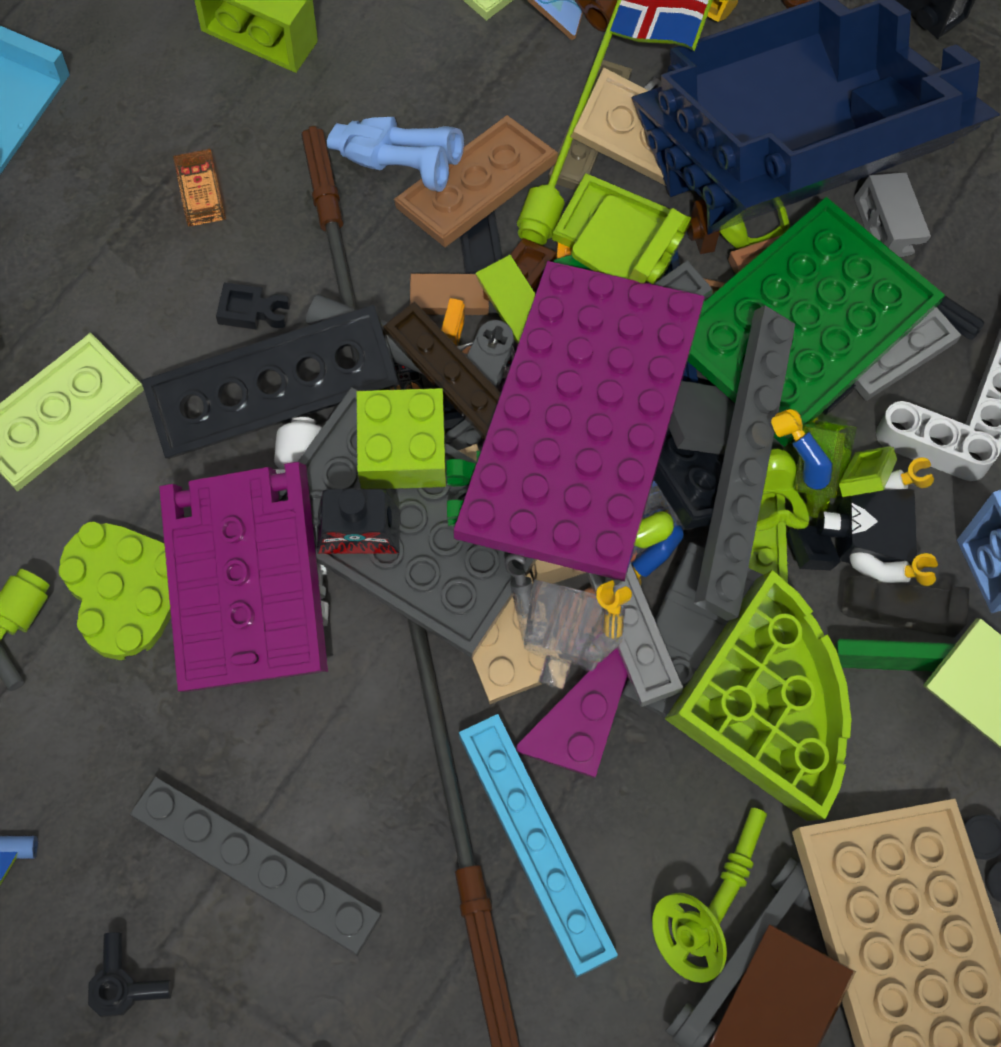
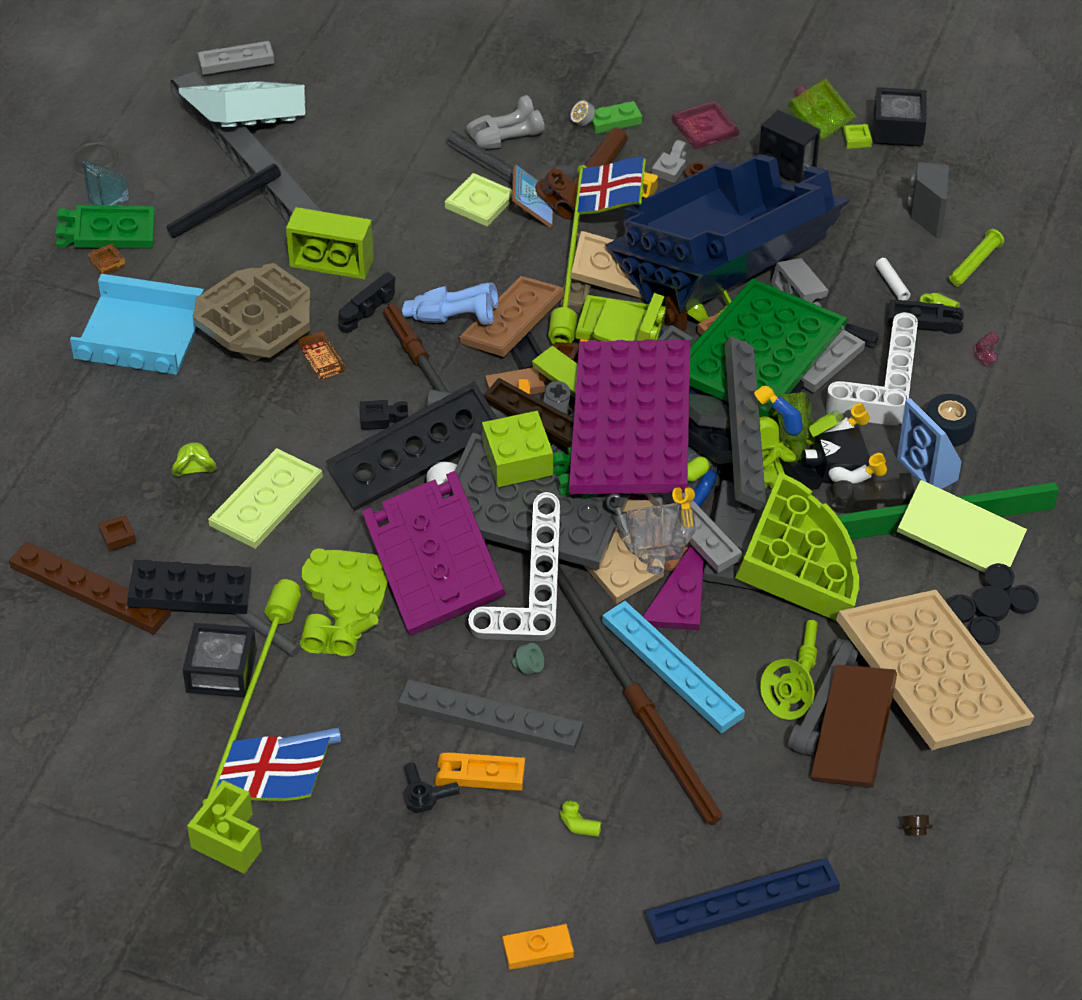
camera: 10 degrees left, 20 degrees down
(79, 680) = (340, 639): none -> lime beam
(116, 105) = (255, 311): none -> dark tan piece
(212, 967) = (481, 771): none -> light orange plate
(281, 116) = (366, 302): none -> black hinge
(335, 784) = (529, 659): none -> sand green tile
(357, 522) = (501, 497): black torso -> none
(374, 666) = (538, 581): none -> white beam

